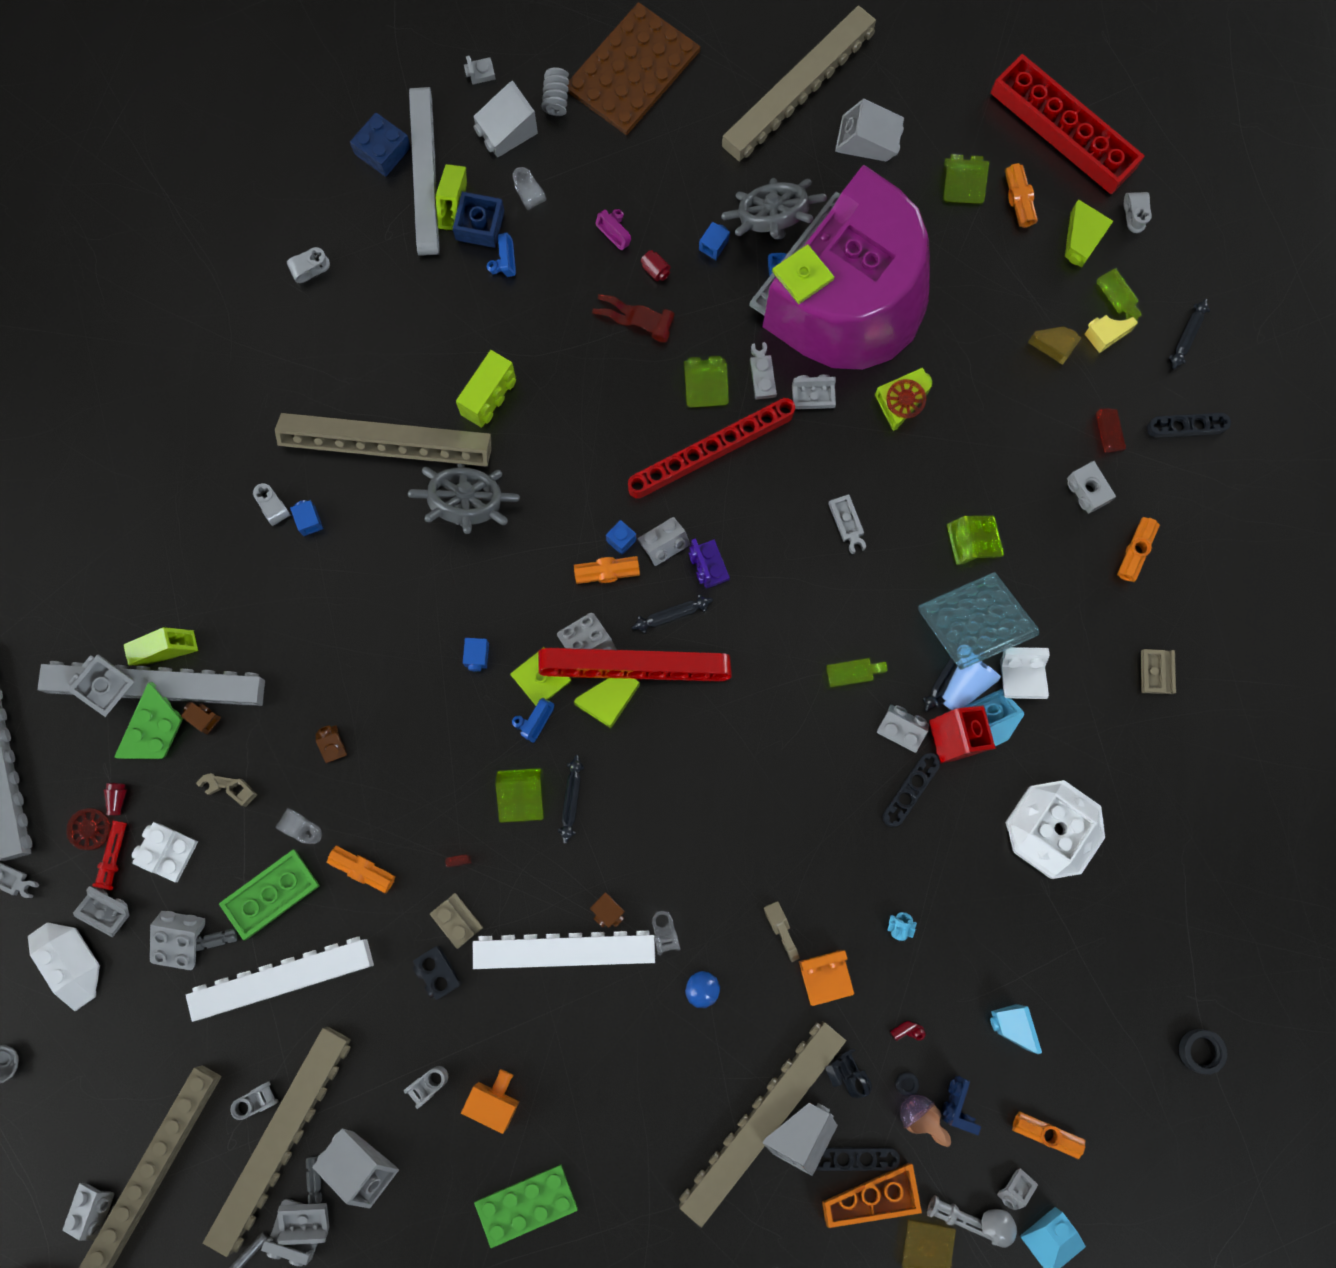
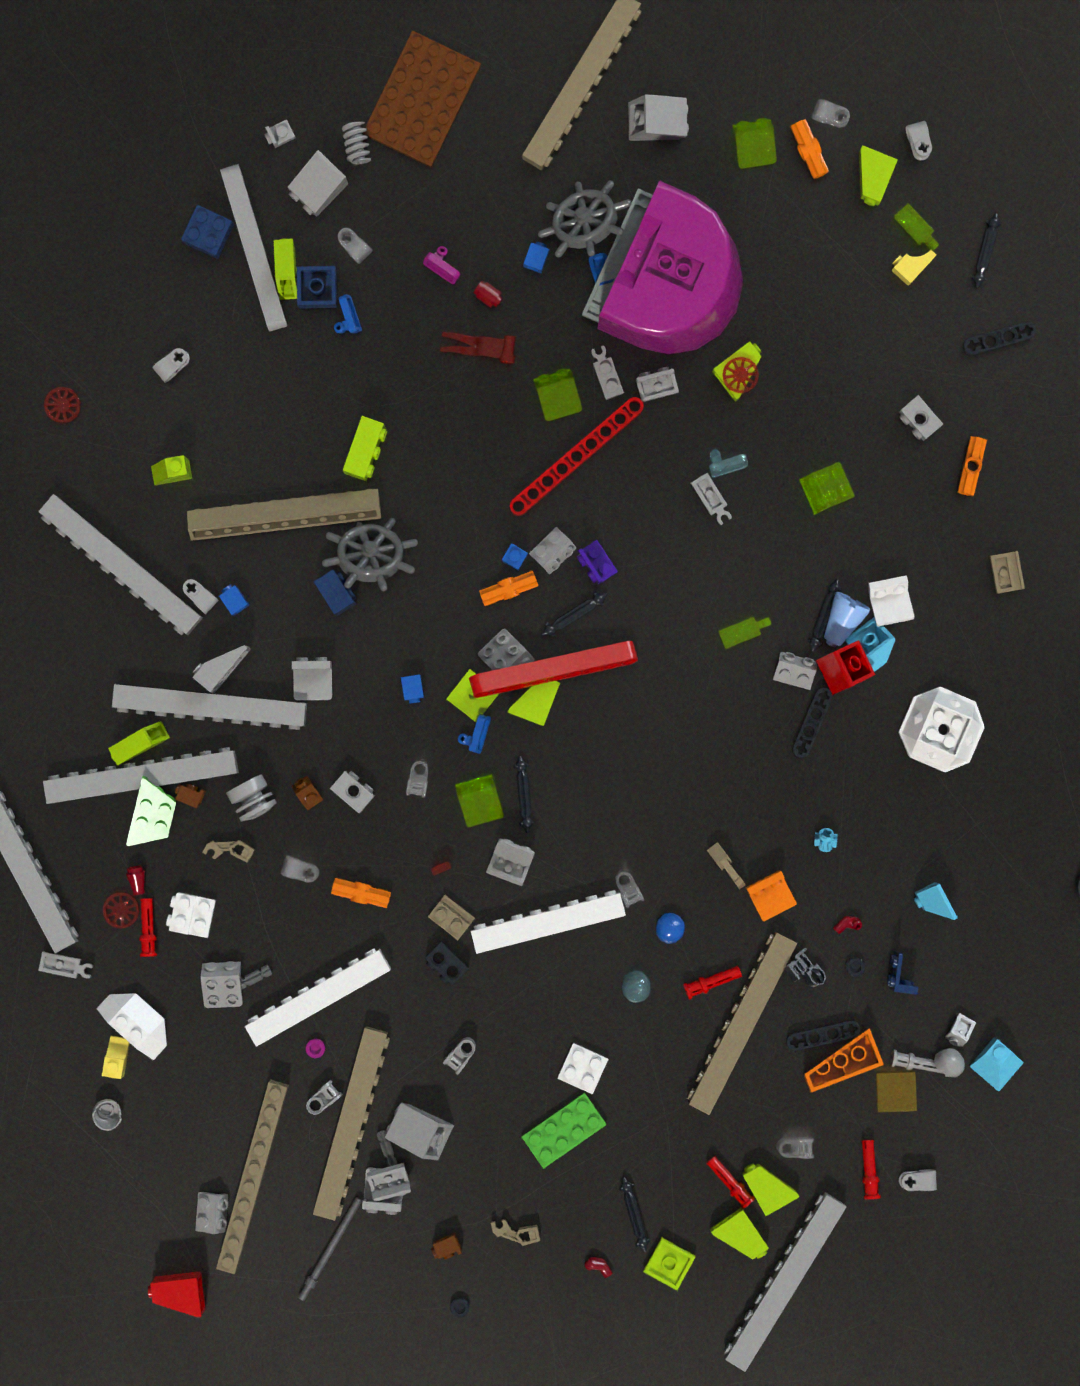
camera: 10 degrees left, 10 degrees up
(30, 1000) = (116, 1058): none -> light yellow arch
(100, 684) = (101, 788): light grey plate -> none
(102, 911) = (154, 975): light grey bracket -> none
(183, 282) = (62, 405): none -> clear red wheel
(196, 455) = (120, 564): none -> light grey brick
(248, 623) = (209, 705): none -> light grey brick
(262, 1039) = (315, 1048): none -> magenta tile
(265, 733) = (251, 798): none -> light grey wheel
(268, 585) = (216, 671): none -> light grey slope
(269, 894) = (289, 930): bright green plate -> none
(278, 367) = (171, 470): none -> lime slope
(369, 619) = (312, 679): none -> light grey bracket
(372, 743) = (342, 786): none -> light grey brick
(416, 532) = (335, 593): none -> dark blue brick
(456, 756) = (418, 780): none -> clear piece
(491, 1105) = (517, 1057): orange brick -> none
(538, 870) = (510, 861): none -> light grey bracket
(565, 1134) = (582, 1068): none -> white plate
(607, 912) = (576, 882): reddish brown brick -> none
(649, 1050) = (636, 986): none -> clear light blue hair
(727, 1065) = (703, 985): none -> red pin
(803, 274) = (626, 300): lime plate -> none
(803, 1137) = (777, 1027): light grey slope -> none
(873, 491) = (726, 466): none -> clear light blue piece
(922, 1116) = (871, 989): piece -> none
(978, 620) = (841, 564): clear light blue plate -> none
(1049, 165) = (828, 113): none -> clear piece
(1055, 342) = (867, 287): clear yellow slope -> none
(1061, 1140) = (989, 983): orange piece -> none
(1066, 124) = (838, 69): red brick -> none
(1110, 430) = (930, 358): clear red slope -> none

